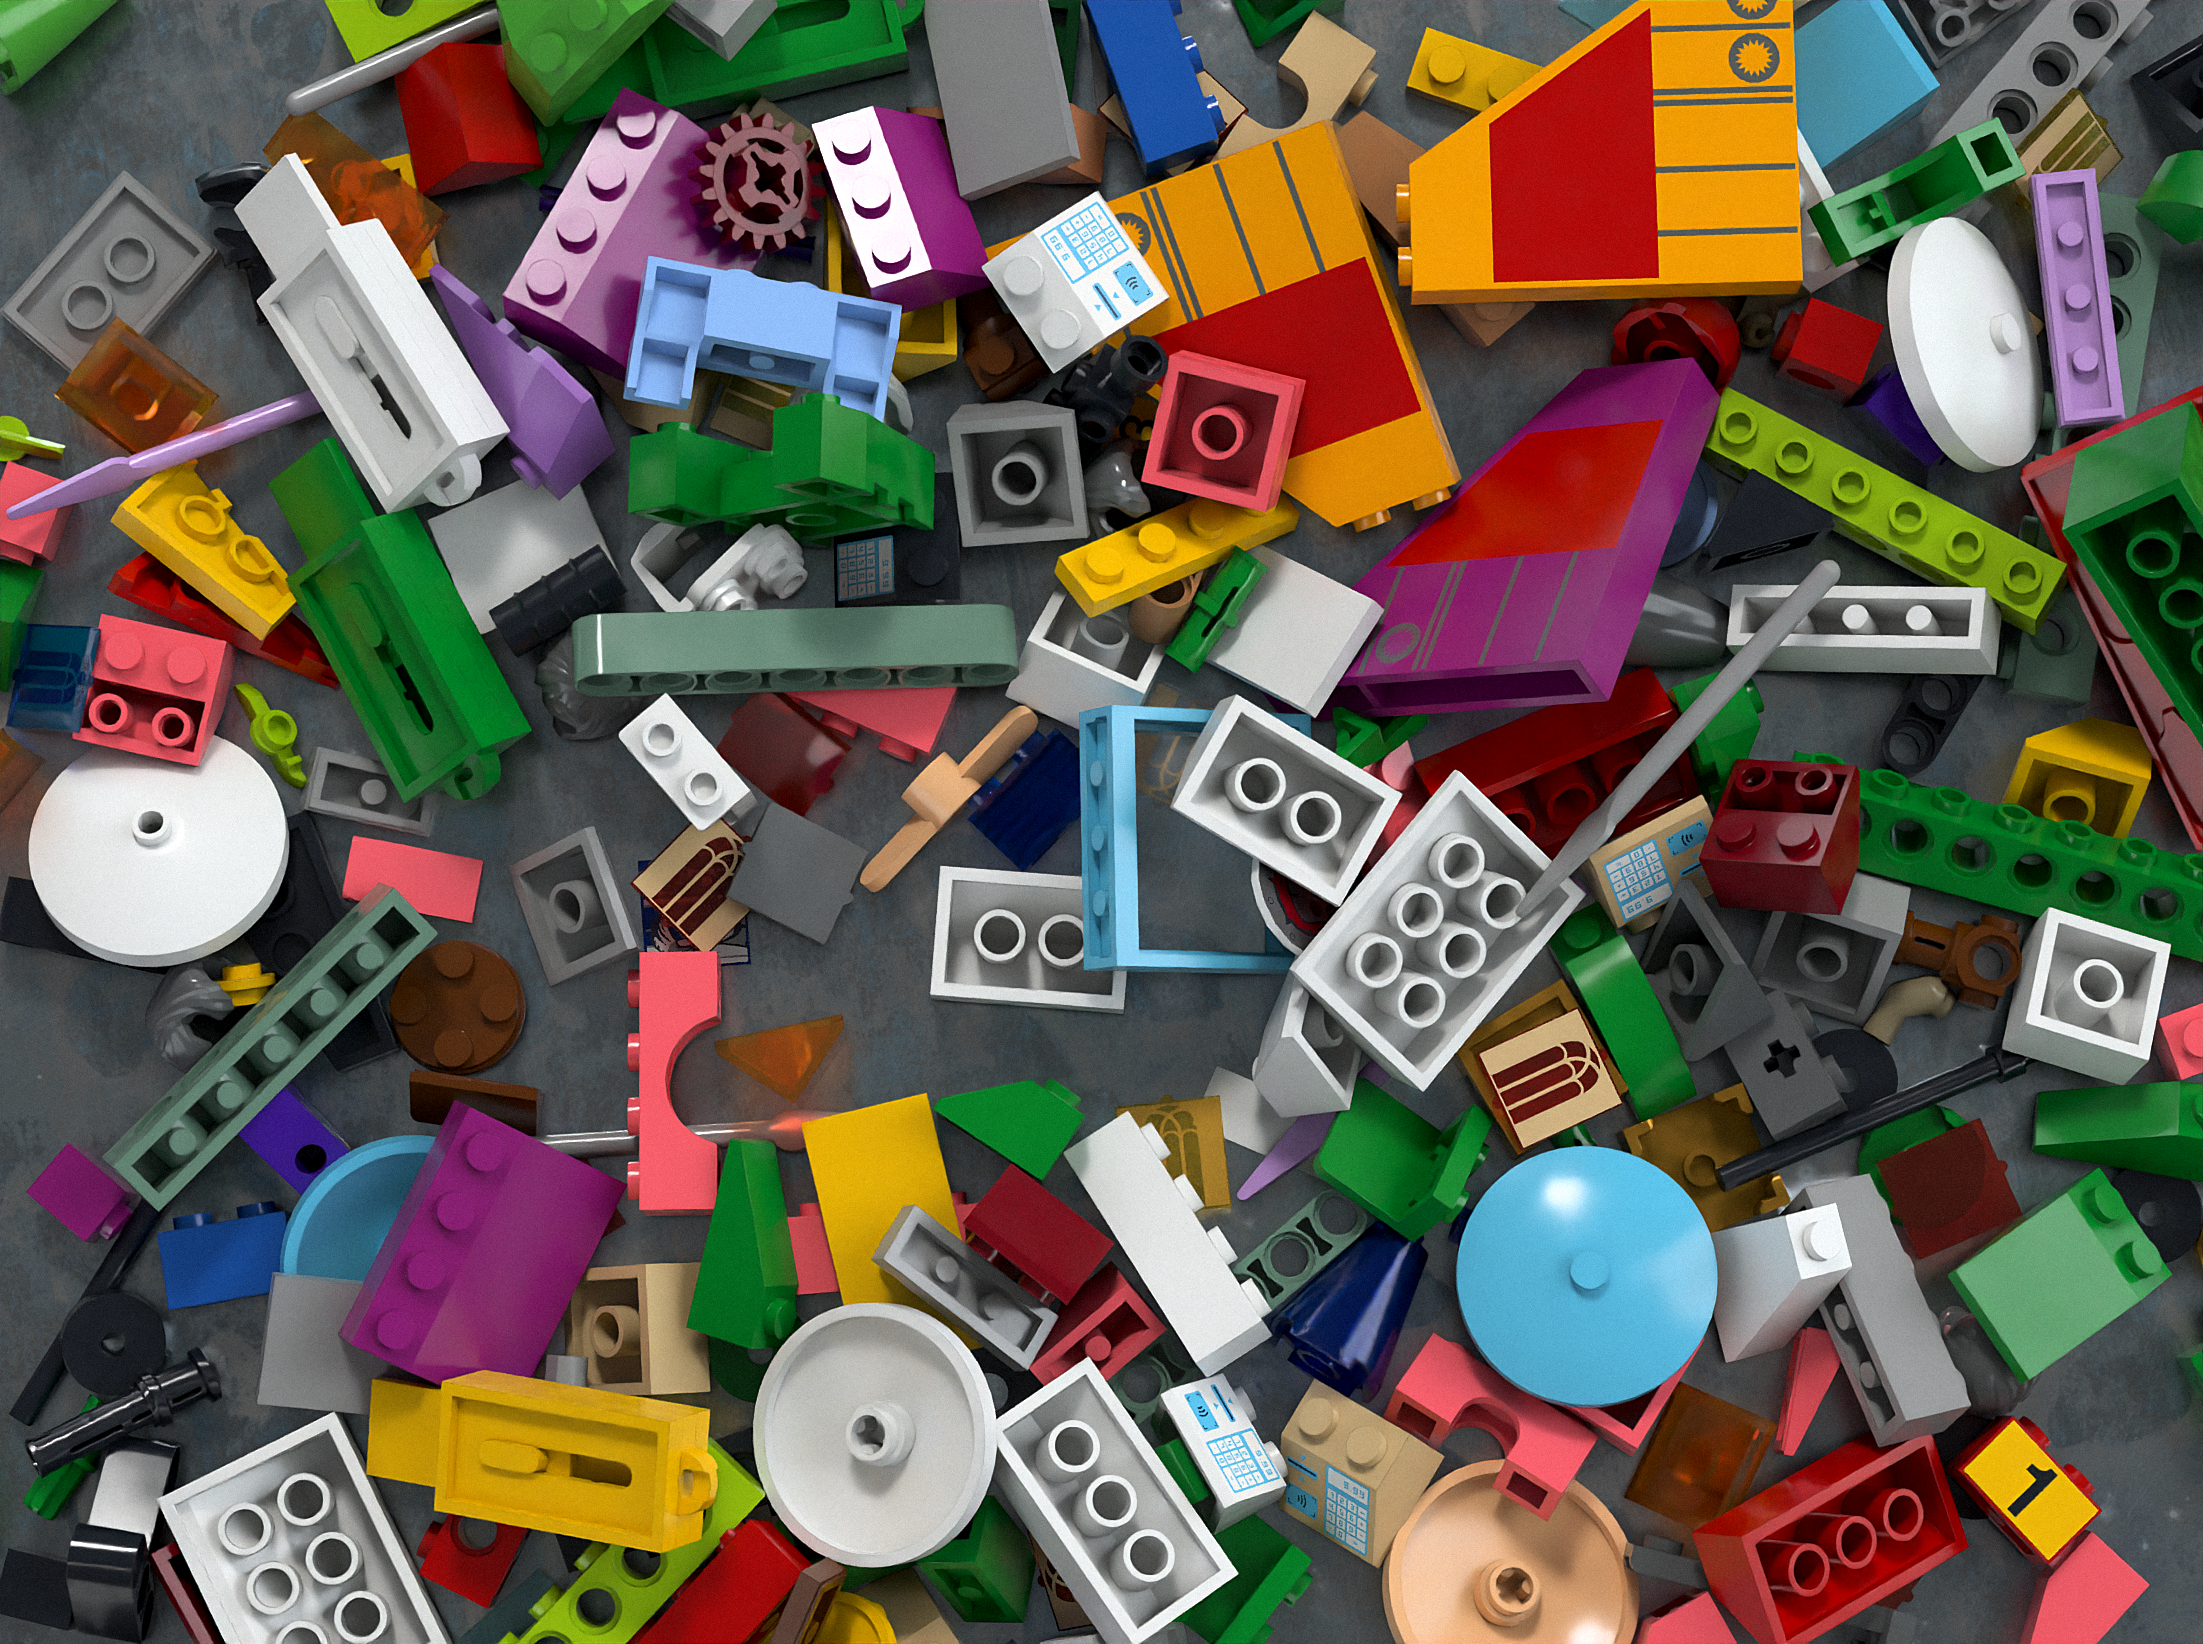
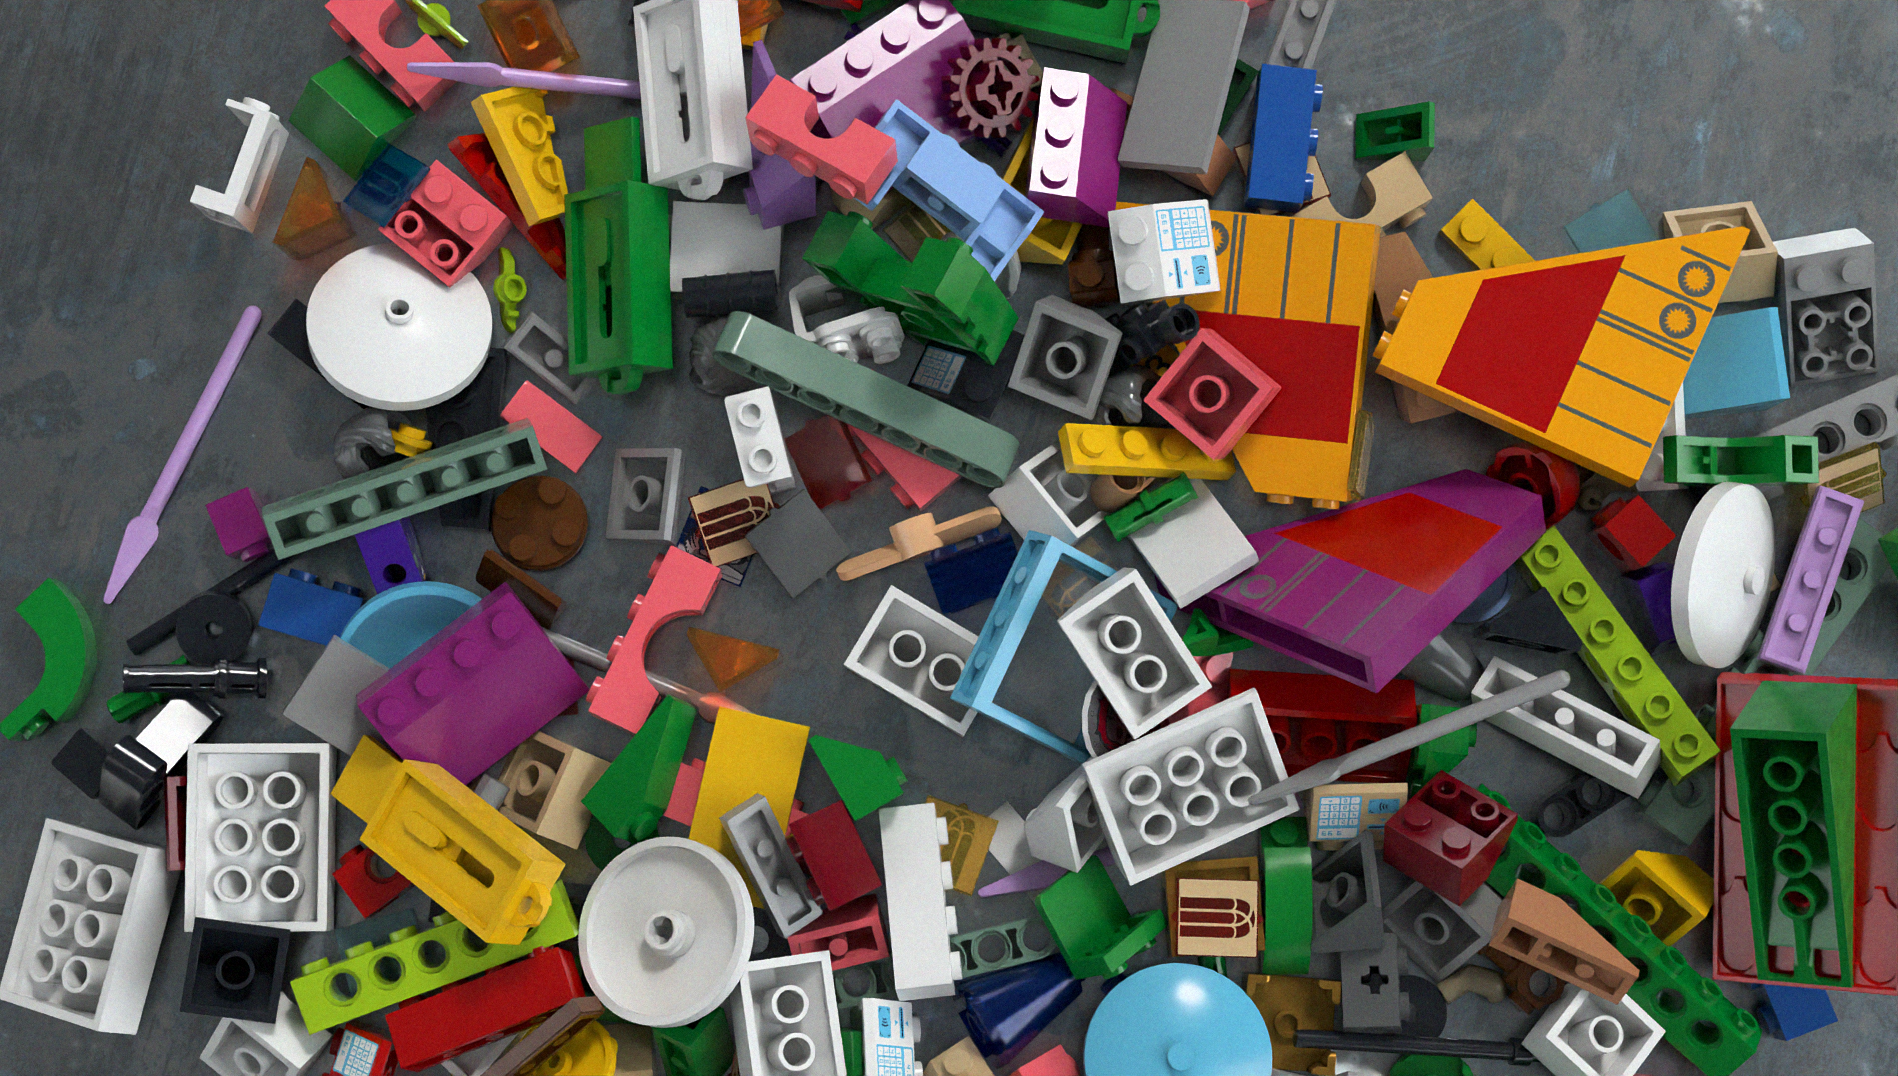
camera: 25 degrees right, 0 degrees up
(632, 364) = (850, 163): none -> coral arch
(1446, 416) = (1361, 455): none -> clear yellow piece
(1984, 898) = (1560, 942): none -> nougat slope

